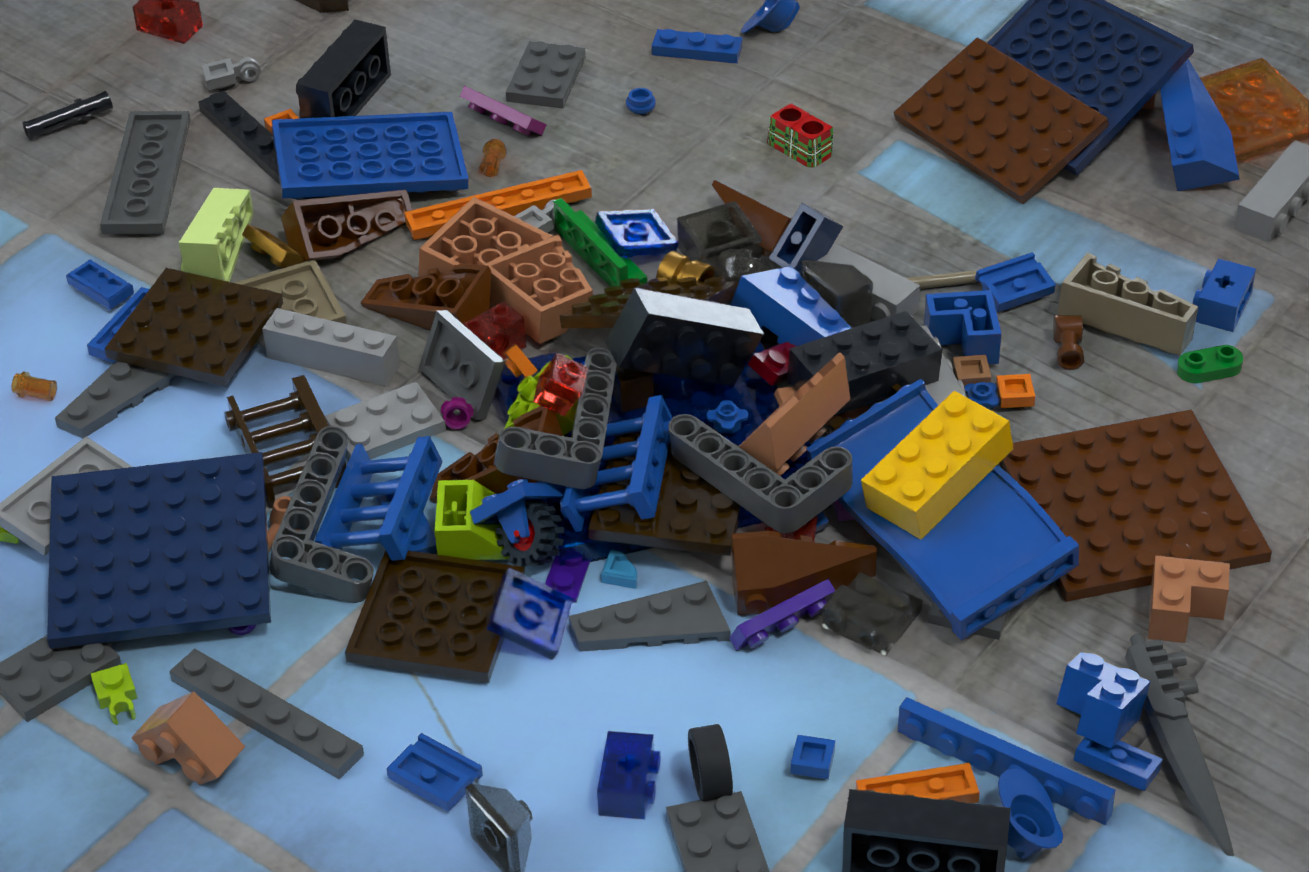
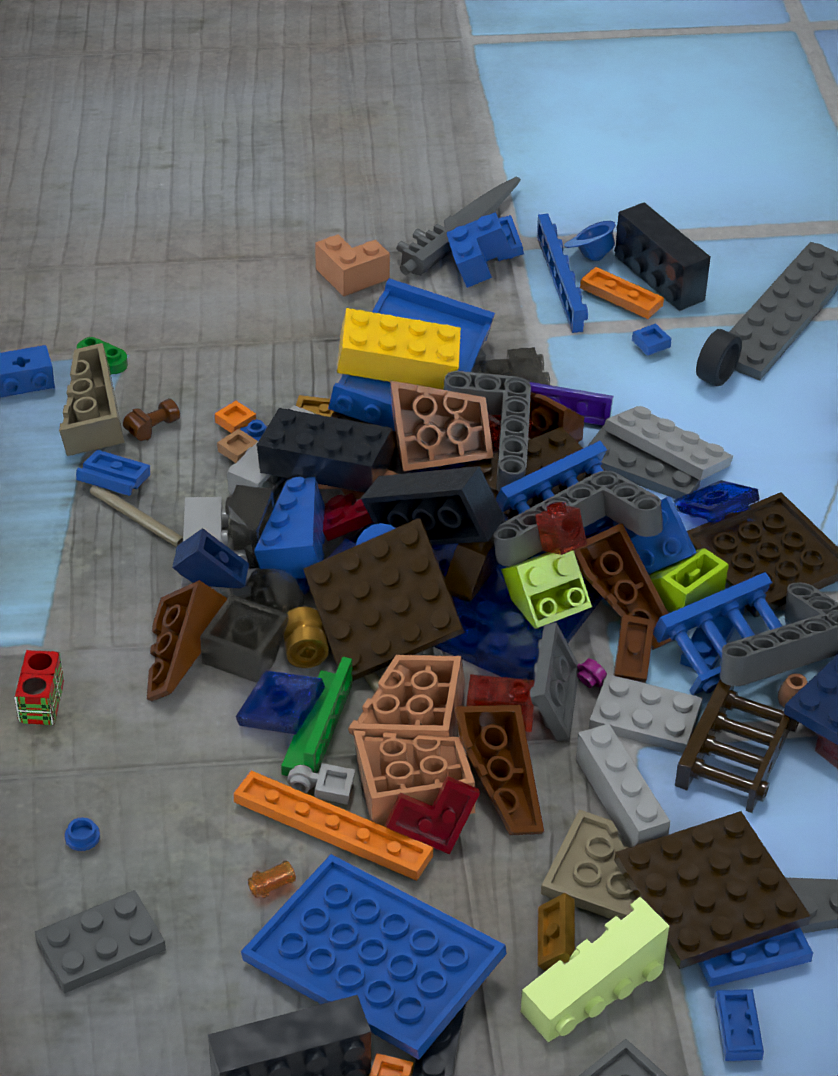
camera: 135 degrees left, 0 degrees up
(339, 224) = (503, 912): reddish brown wedge -> none
(426, 228) = (435, 824): none -> dark red plate
(448, 441) = (634, 648): none -> reddish brown plate
(502, 112) = (199, 917): magenta plate -> none
(518, 363) = (530, 627): orange plate -> none
(627, 775) = (765, 395): clear blue brick -> none
(647, 648) = (668, 442): none -> light grey plate
(965, 320) = (199, 459): blue brick -> none
(1137, 496) = (272, 330): reddish brown plate -> none

